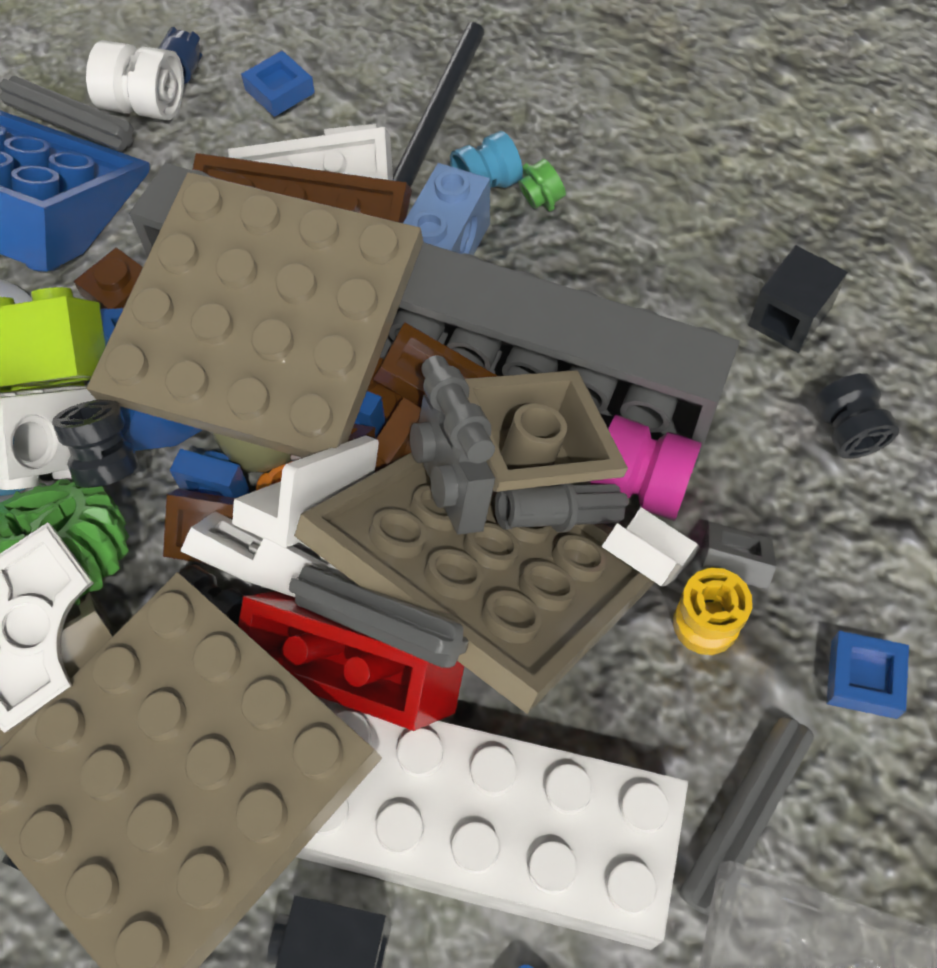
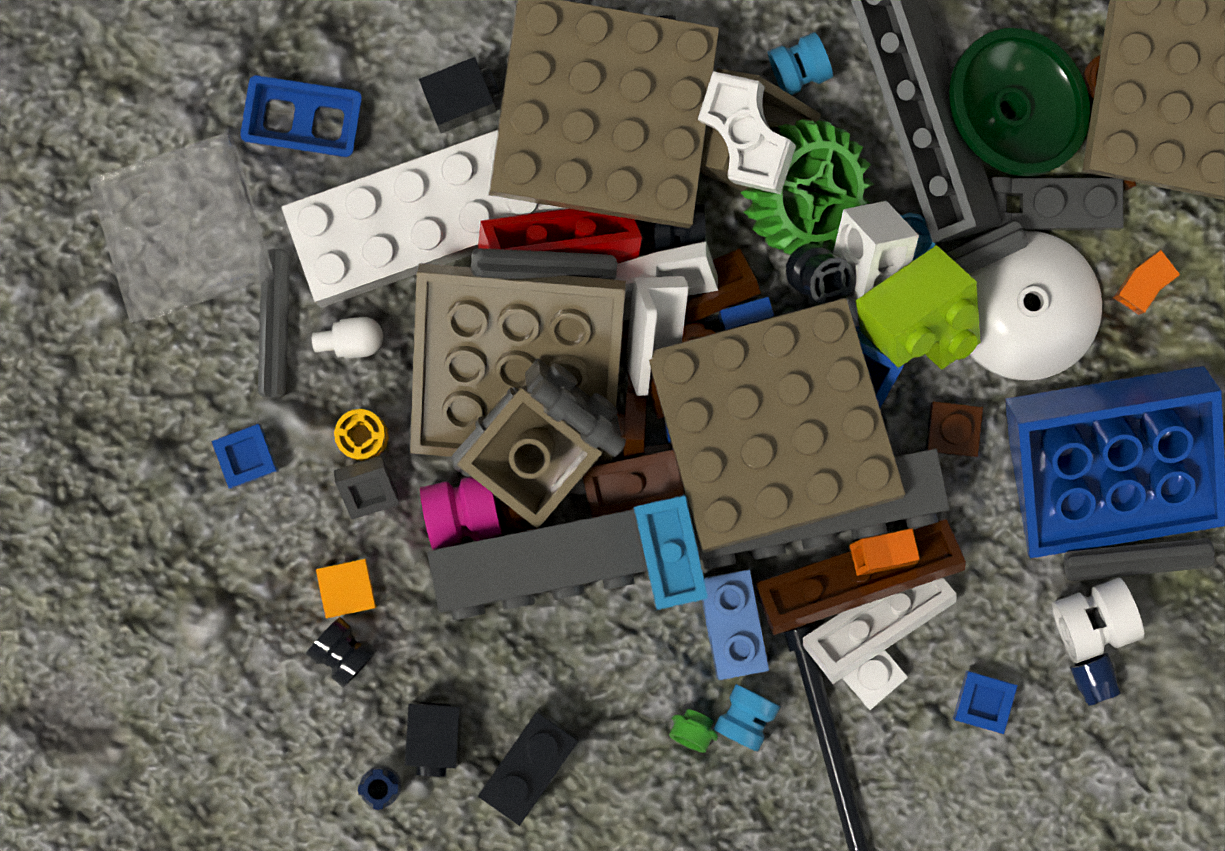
camera: 145 degrees right, 25 degrees up
(260, 174) = (884, 552): none -> orange piece
(453, 250) = (670, 552): none -> dark azure plate
(652, 547) = (419, 446): white slope -> none
(661, 732) = (350, 338): none -> white cylinder
(717, 225) = (528, 767): none -> black brick
(815, 479) = (346, 588): none -> light orange tile
(877, 290) = (387, 775): none -> dark blue hose

